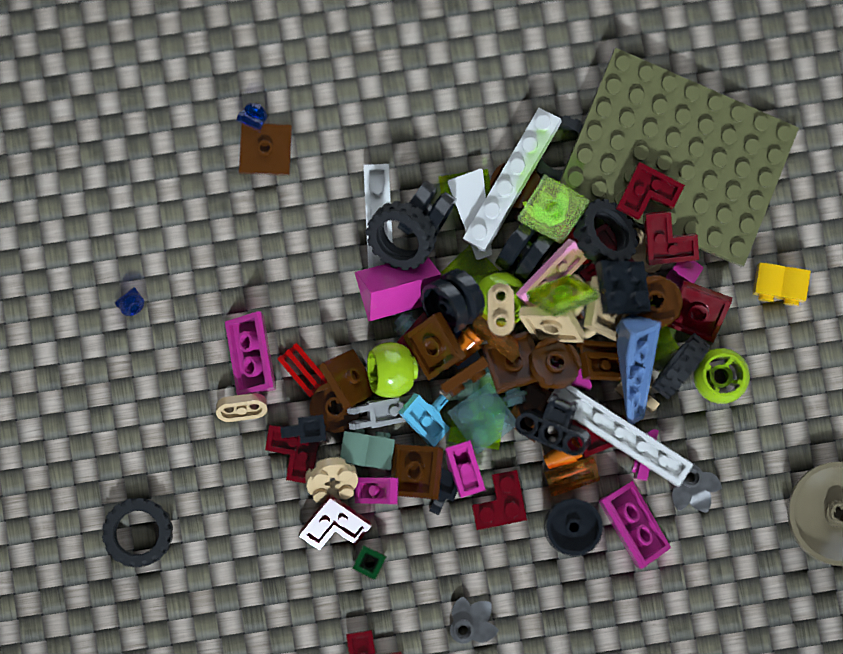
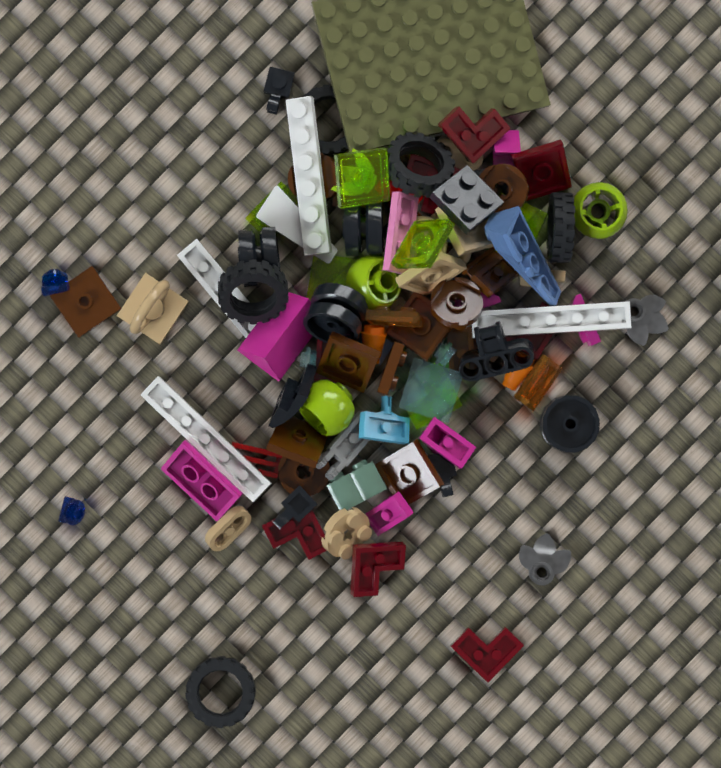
camera: 40 degrees left, 5 degrees up
(277, 324) = (206, 439): none -> white plate
(313, 193) = (152, 308): none -> tan tile
(361, 567) = (433, 581): dark green plate -> none
(370, 341) = (292, 397): none -> black slope
(501, 309) = (381, 292): tan plate -> none
(507, 507) = (503, 444): dark red plate -> none
(540, 94) = (278, 86): none -> black plate
(635, 525) = (617, 383): dark pink slope -> none
(648, 184) = (422, 98): dark red plate -> none
(781, 283) = (592, 95): yellow brick -> none

